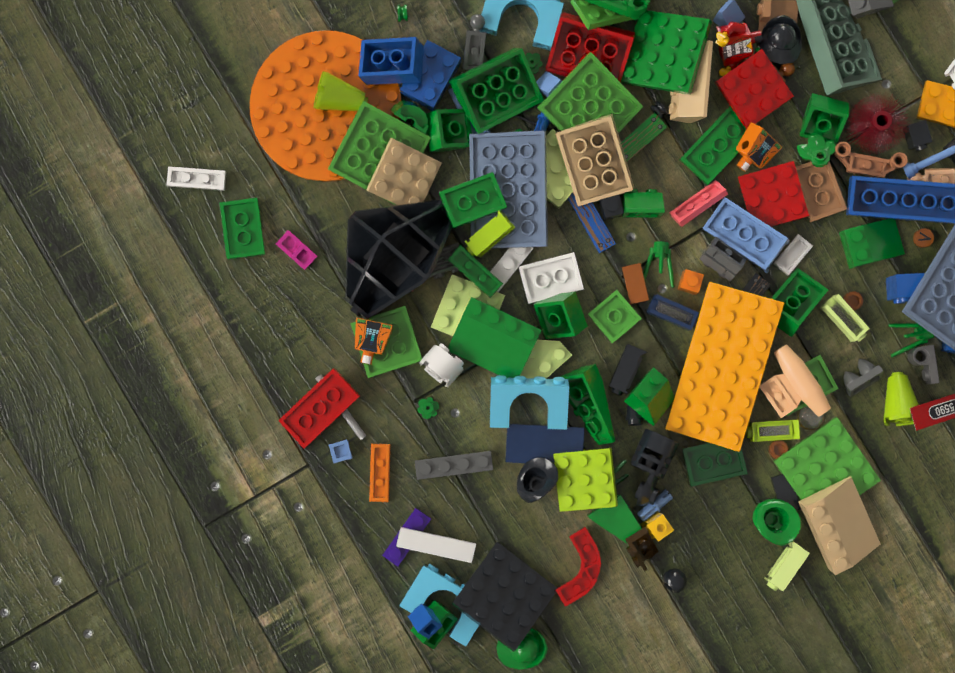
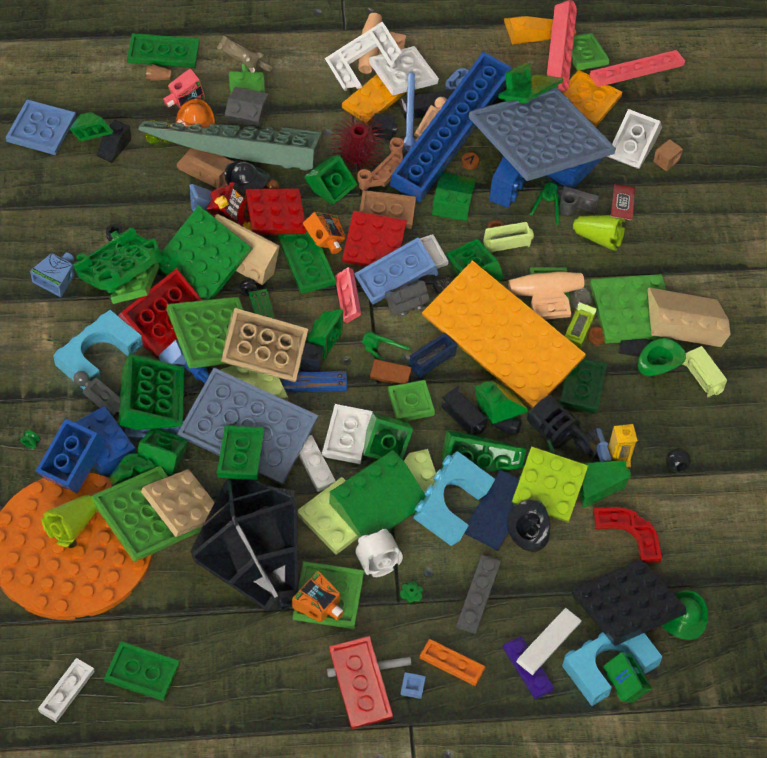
camera: 65 degrees left, 30 degrees down
(296, 249) = (195, 633): dark pink slope -> none
(425, 621) = (620, 674): blue brick -> none
(475, 271) = (308, 484): green tile -> none
(489, 235) = (280, 455): lime window -> none
(641, 547) = (636, 469): dark brown bracket -> none
(690, 282) = (413, 330): orange brick -> none
(817, 147) = (354, 193): green plate -> none
(869, 375) = (565, 242): dark grey tile -> none

